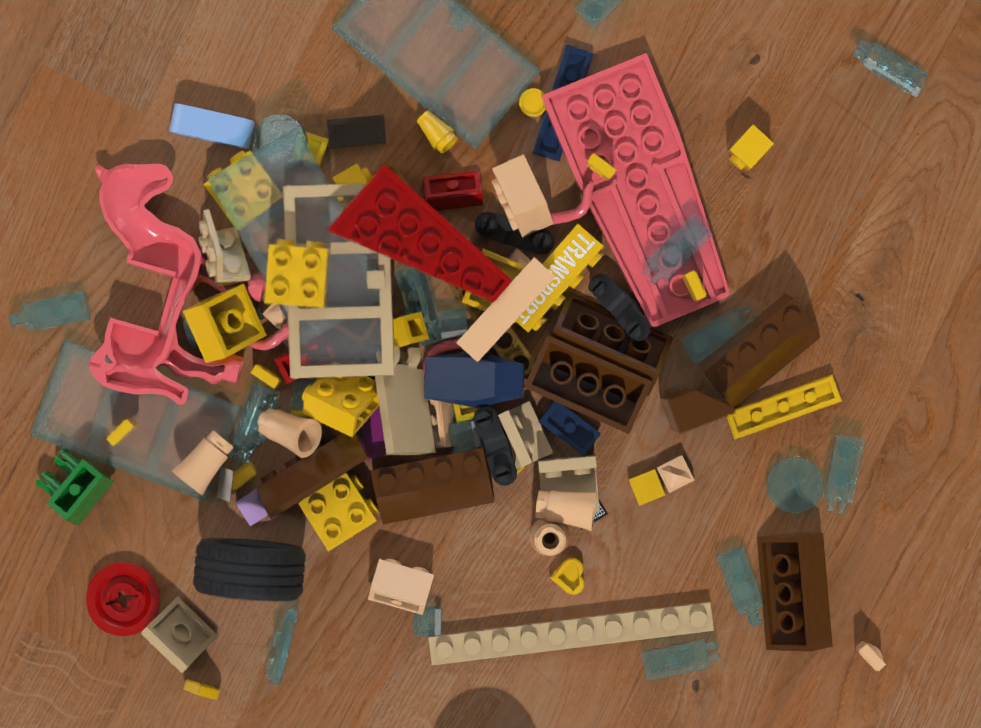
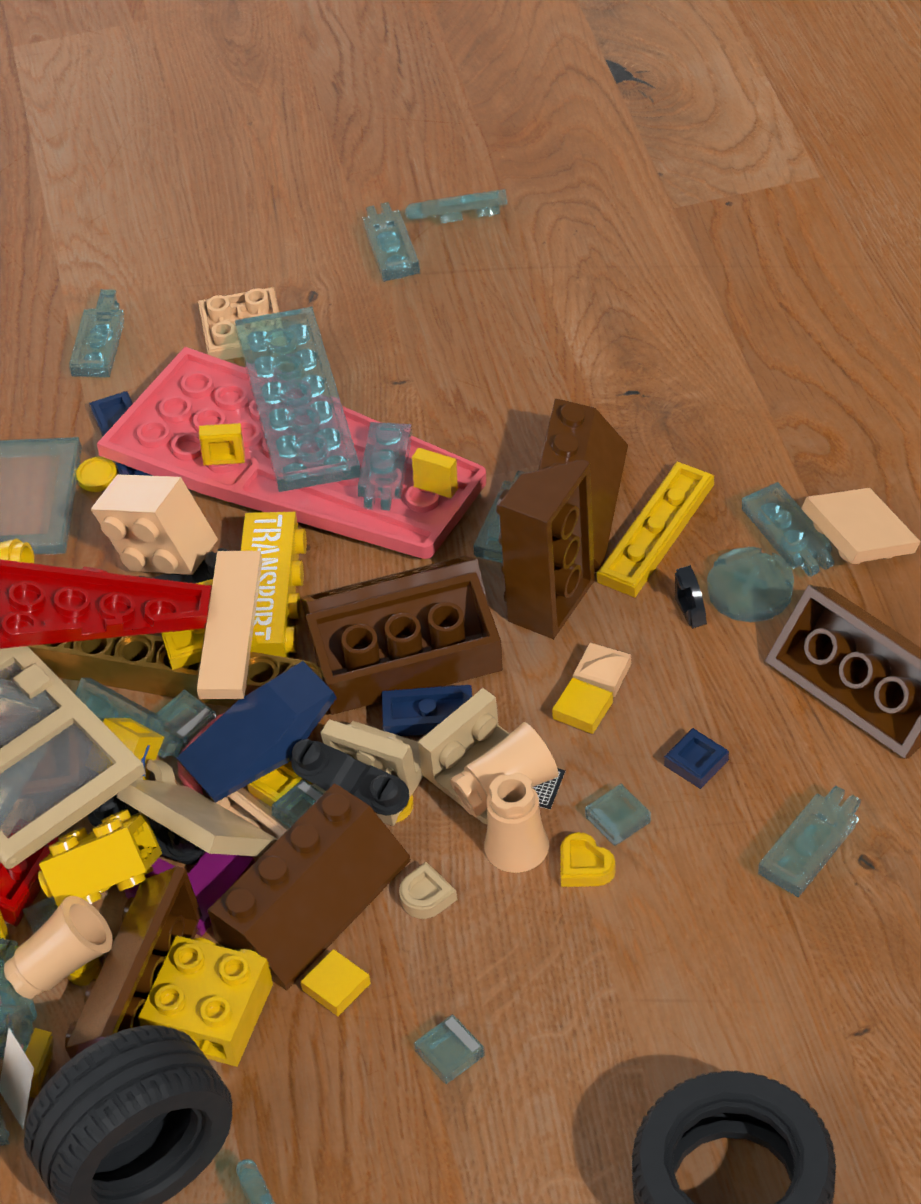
camera: 35 degrees left, 40 degrees down
(401, 586) = (372, 1023): light nougat brick -> none
(406, 543) = (335, 982): none -> yellow tile
(484, 528) = (425, 893): none -> tan tile
(571, 633) = (641, 928): tan plate -> none
(574, 214) = (236, 512): coral animal -> none
(607, 563) = (618, 814): none -> clear light blue tile
(621, 306) = (371, 556): black piece -> none
(670, 158) = (297, 399): none -> clear light blue plate
(672, 564) = (696, 758): none -> dark blue tile
(696, 52) = (219, 318): none -> light nougat tile
(741, 583) = (800, 716): clear light blue hinge -> none
(749, 148) = (378, 347): yellow brick -> none
(754, 471) = (689, 597): none -> black tile
(828, 61) = (390, 243): none -> clear light blue hinge
(876, 507) = (860, 525): none -> light nougat tile

